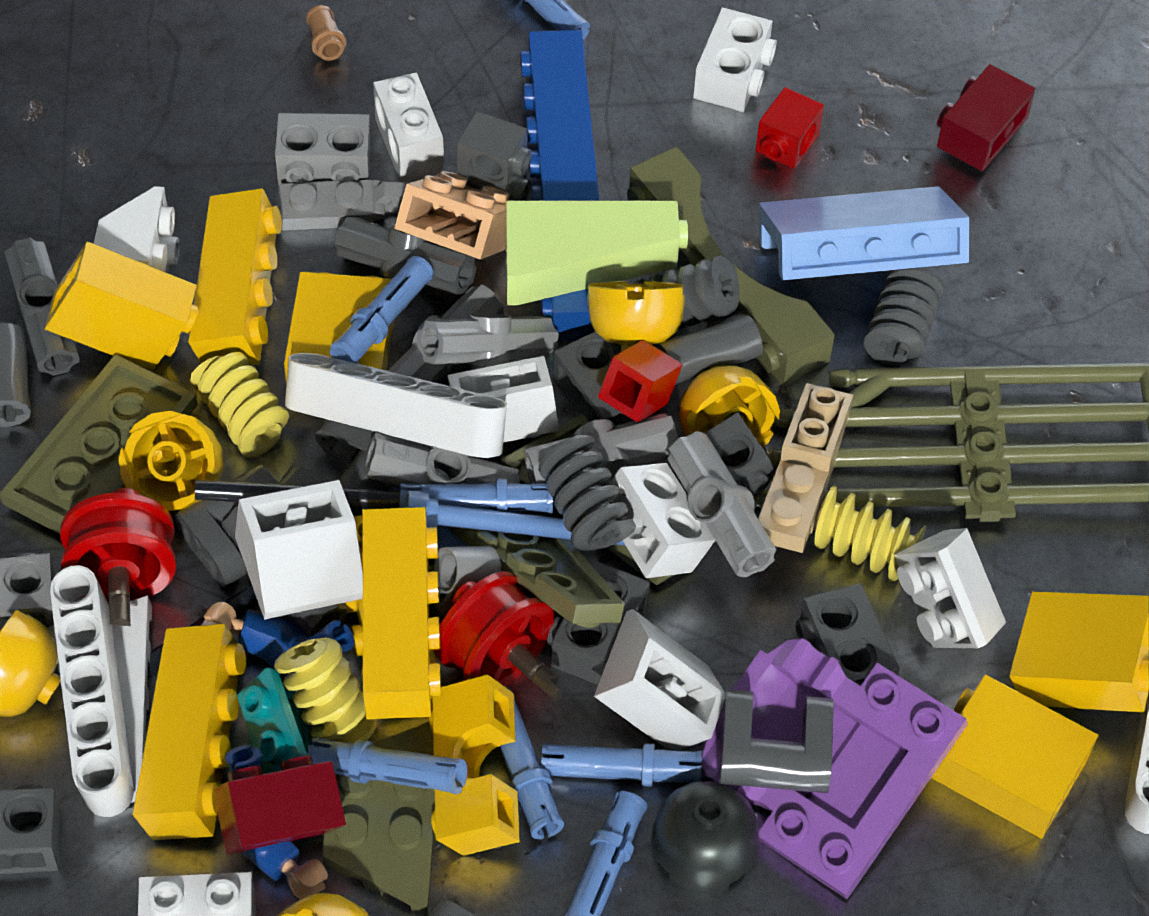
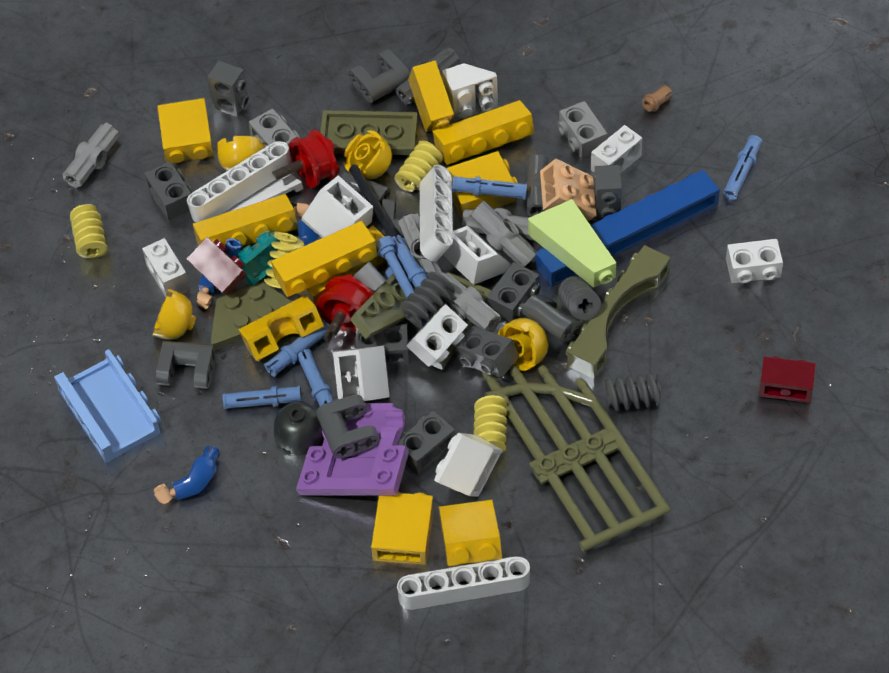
camera: 70 degrees right, 0 degrees up
(330, 202) = (556, 146): light grey hinge -> none
(367, 762) = (259, 288): medium blue pin -> none
(635, 312) = (544, 275): yellow cylinder -> none
(640, 381) = (504, 294): red brick -> none
(721, 504) = (453, 352): light grey piece -> none
(789, 127) = (723, 301): red brick -> none
(805, 466) = (512, 384): tan slope -> none
(865, 232) = (663, 350): light blue panel -> none

